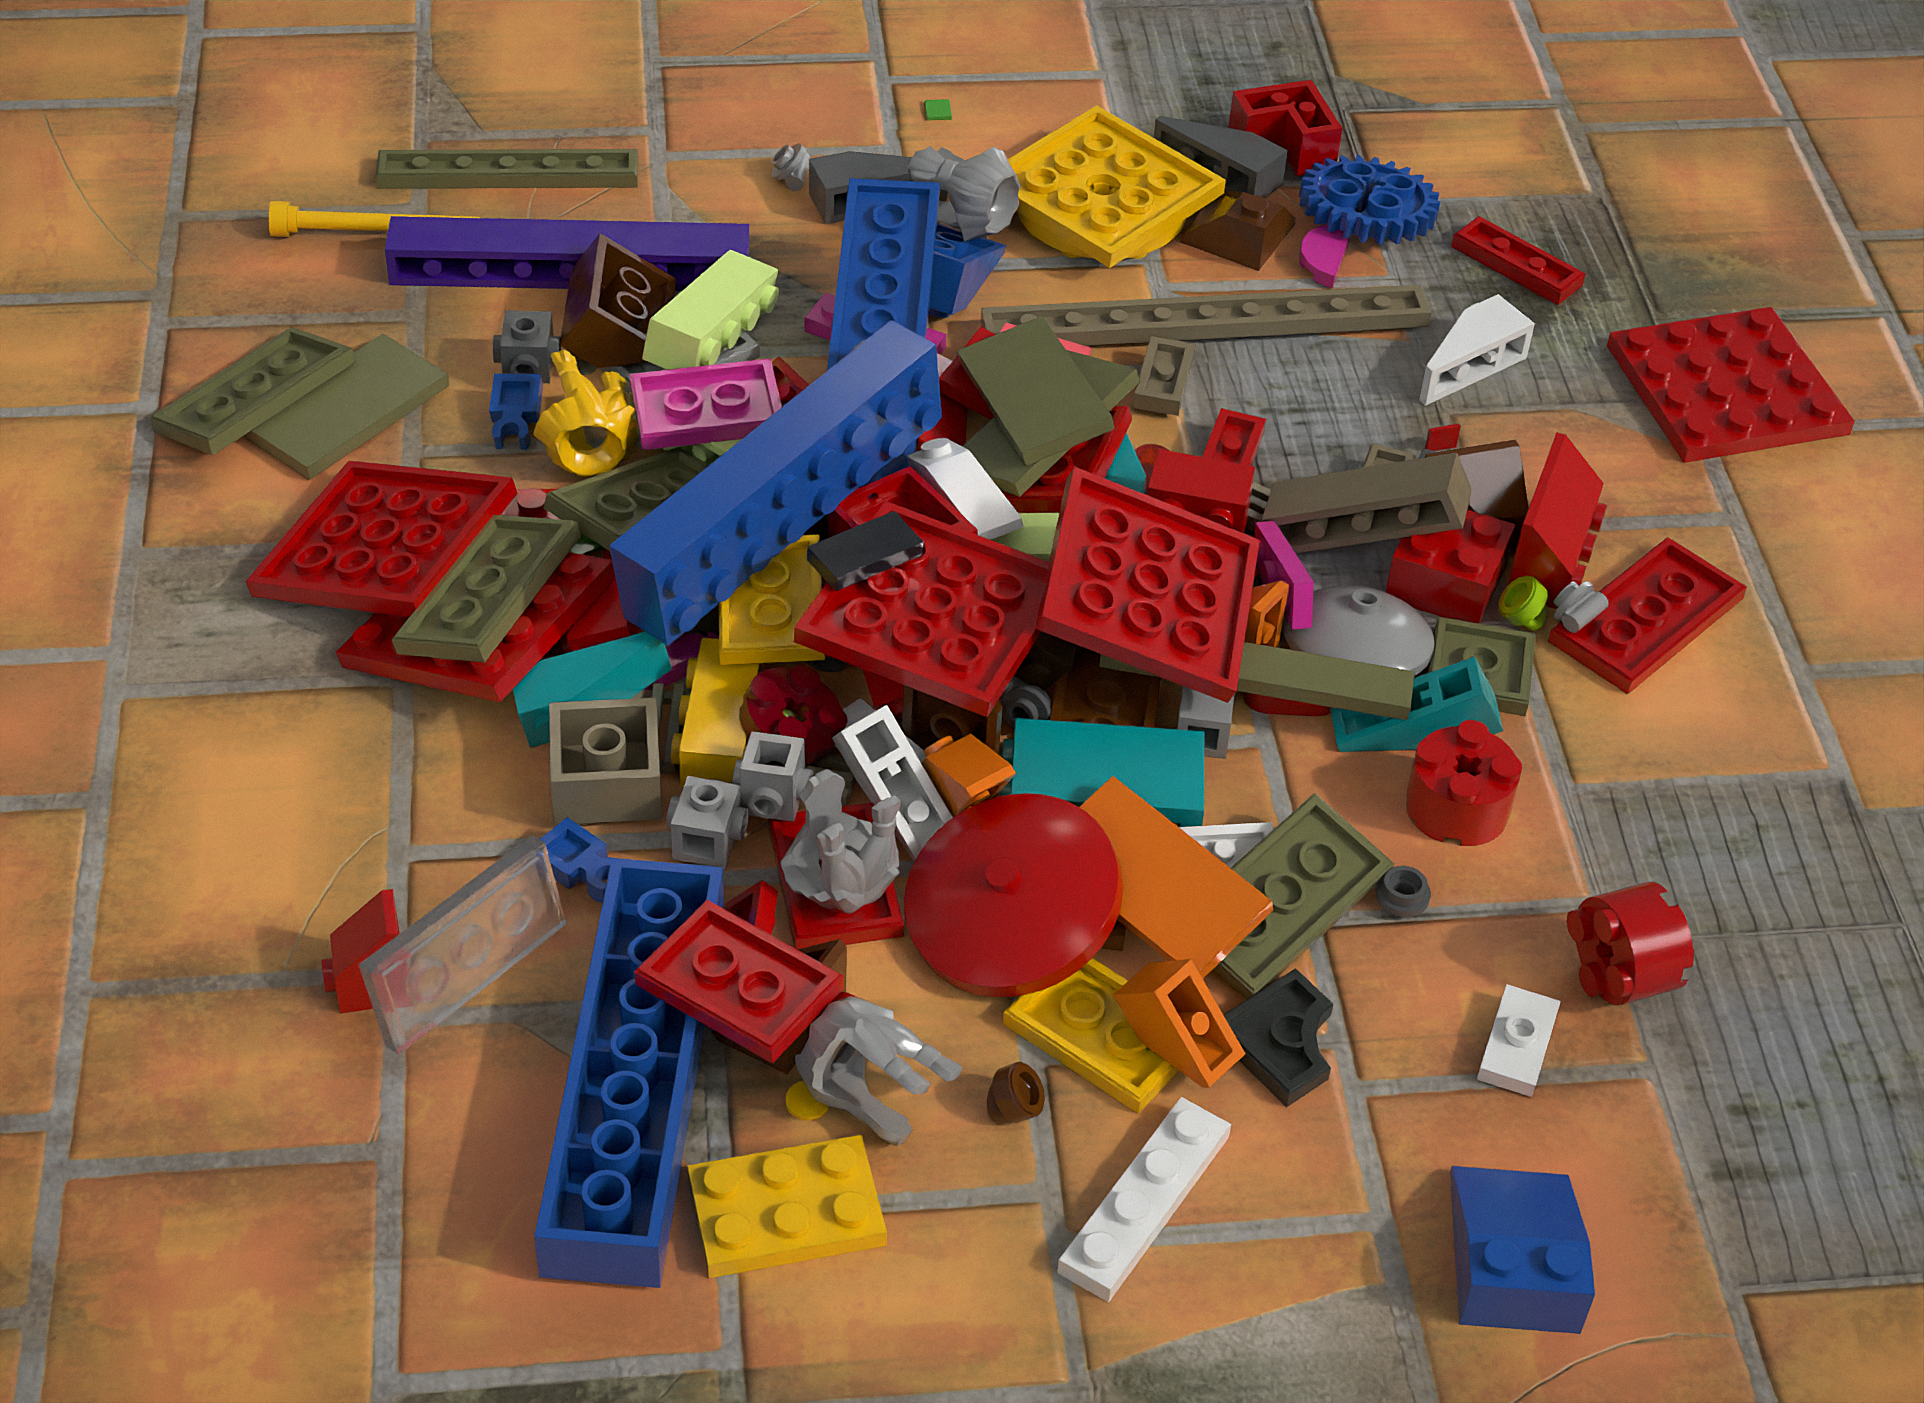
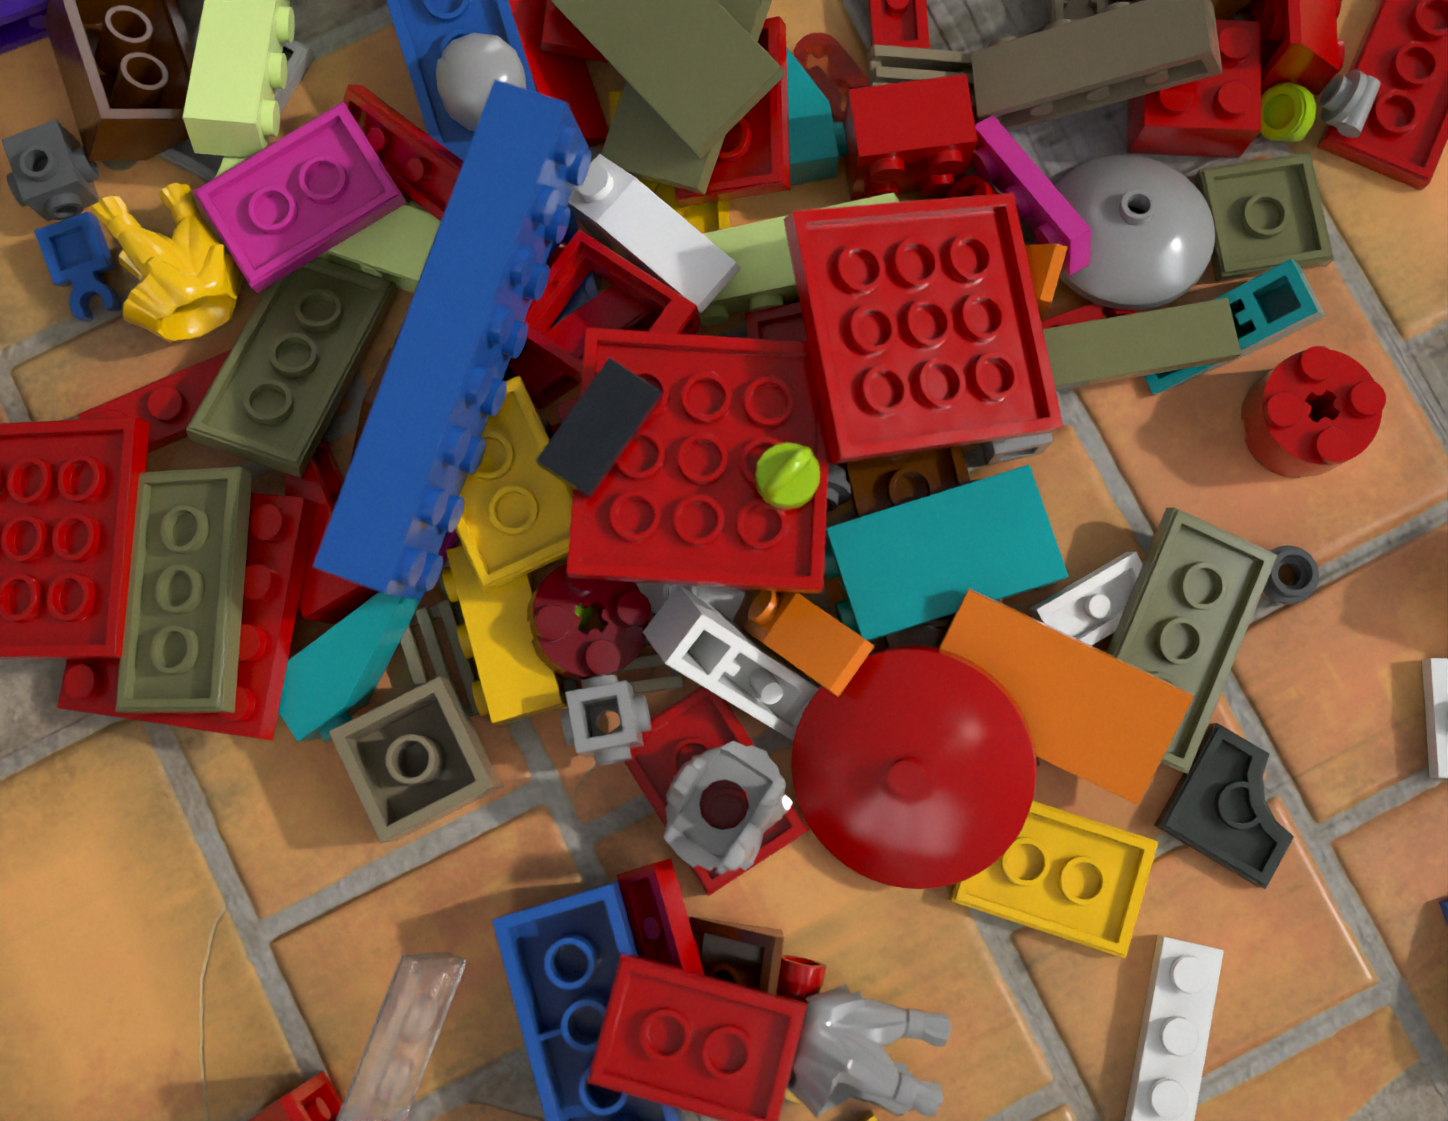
camera: 15 degrees left, 35 degrees up
(577, 857) = (437, 883): blue plate -> none
(706, 821) = (533, 795): light grey brick -> none
(996, 621) = (787, 476): none -> lime tile
(1015, 1094) = (1002, 1002): reddish brown tile -> none
(1180, 1020) = (1139, 866): orange slope -> none

